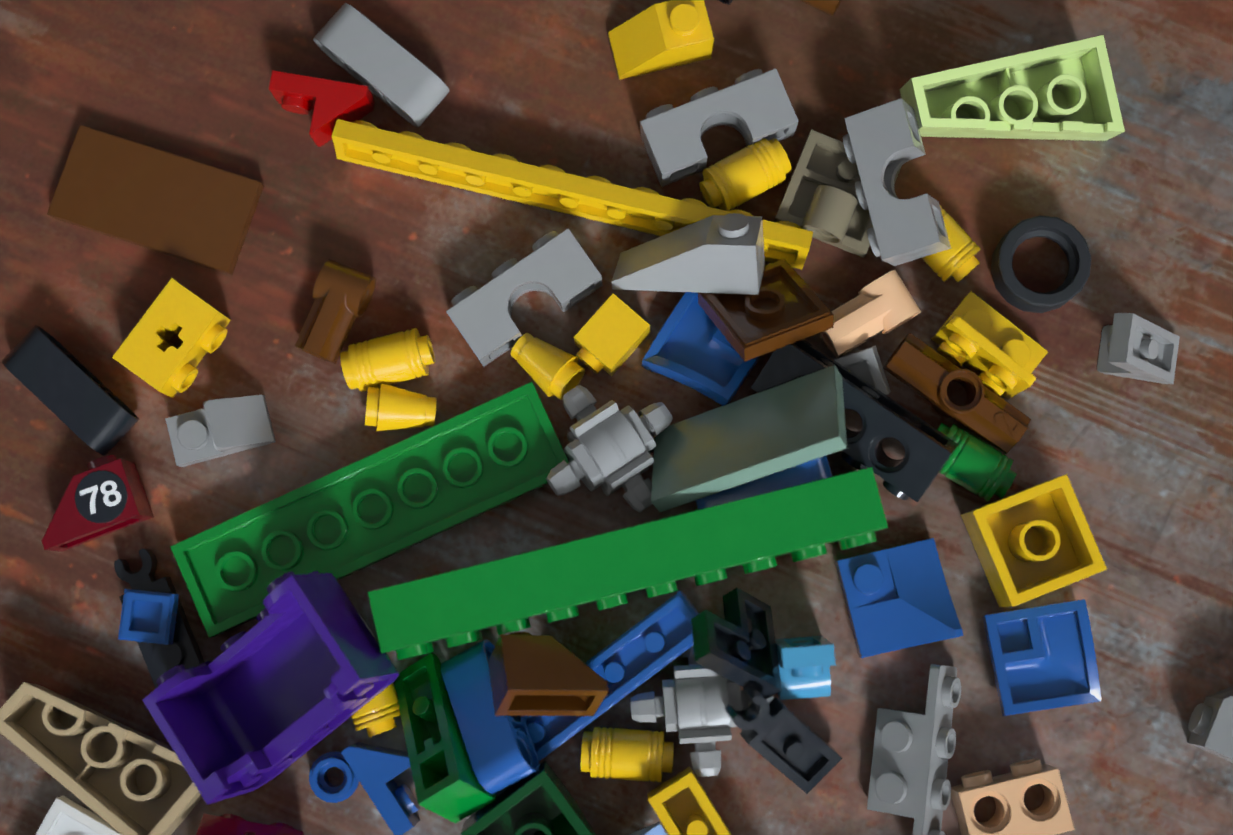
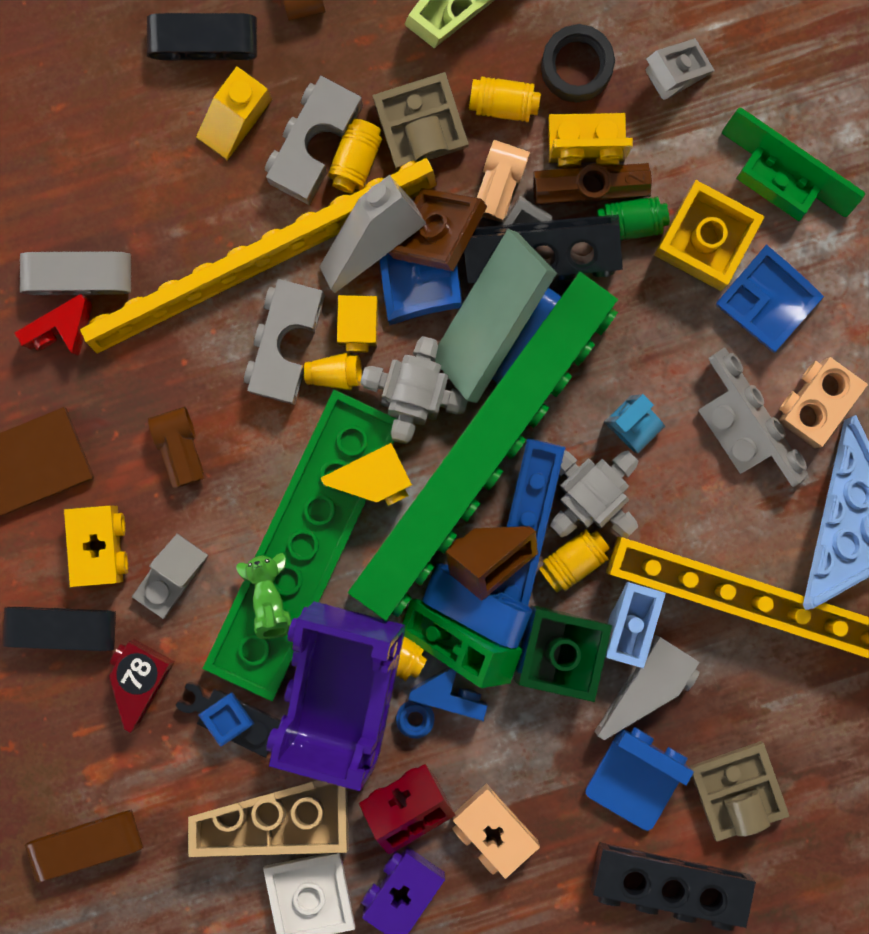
camera: 45 degrees left, 5 degrees up
(285, 535) = (270, 618): none -> bright green animal
(387, 360) = (235, 449): yellow head -> none
(398, 408) = (266, 473): yellow cone -> none
(494, 499) = (373, 477): none -> yellow slope
(740, 645) = (588, 439): black plate -> none
(784, 740) = (660, 474): black plate -> none
(879, 145) = (423, 72): light grey arch -> none
(897, 598) = (657, 336): blue plate -> none
(1165, 544) = (786, 172): none -> green bracket

